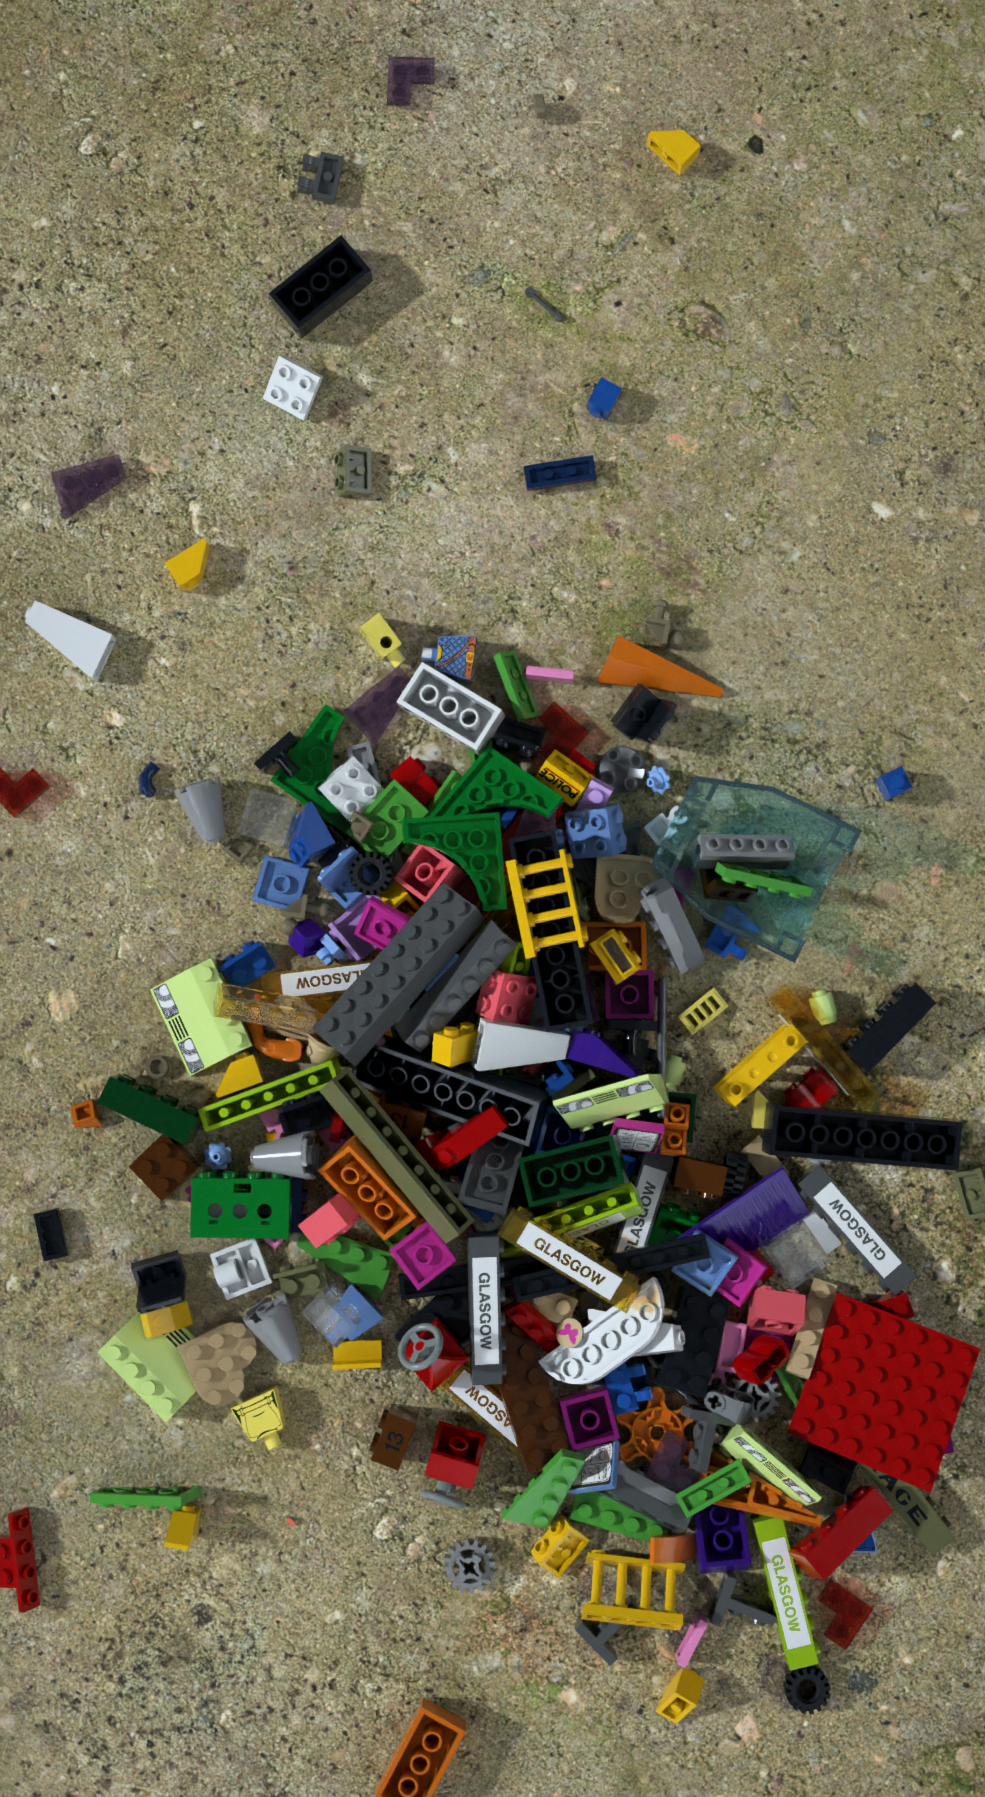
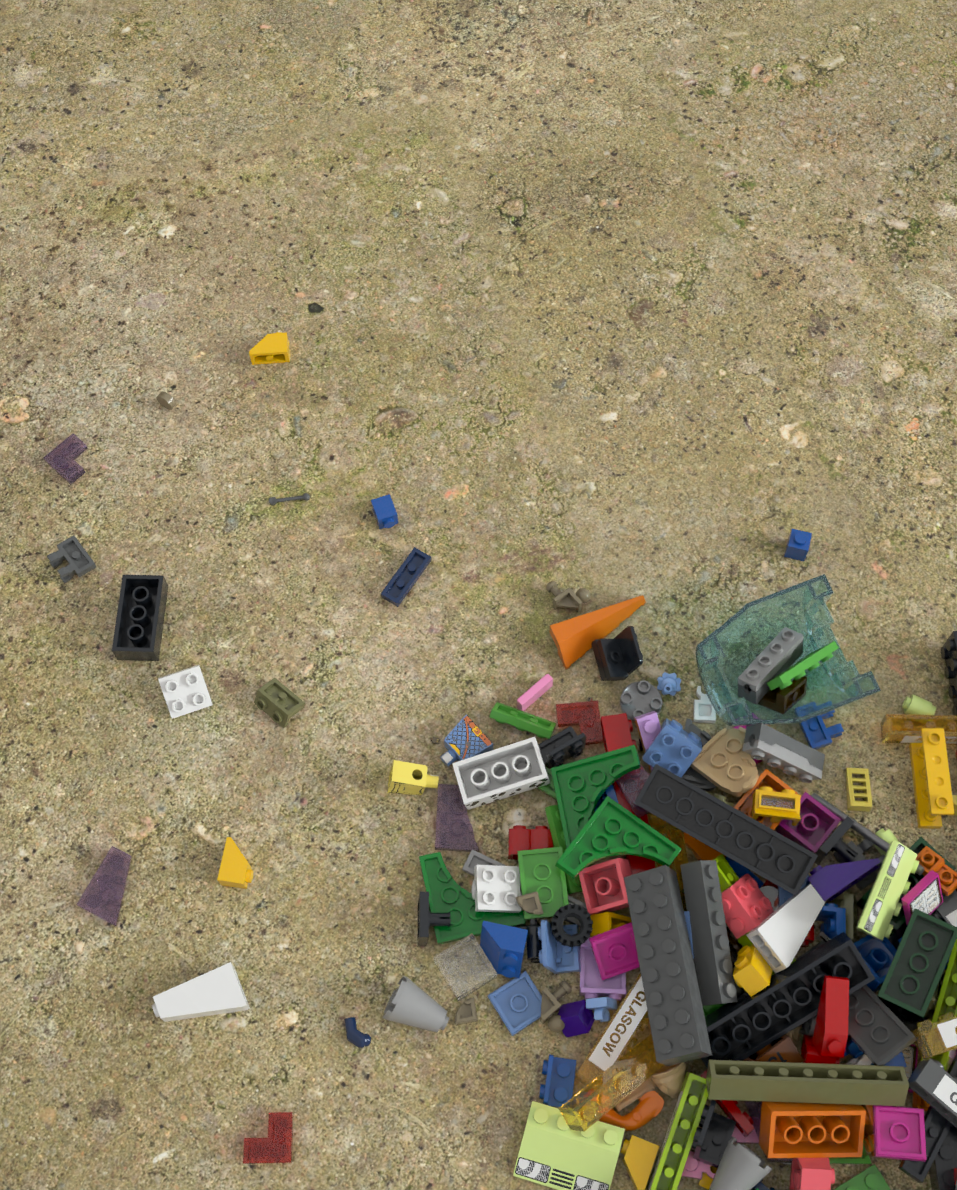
camera: 50 degrees left, 20 degrees down
(527, 919) = (705, 836): yellow fence -> none
(564, 777) = (617, 736): yellow panel -> none

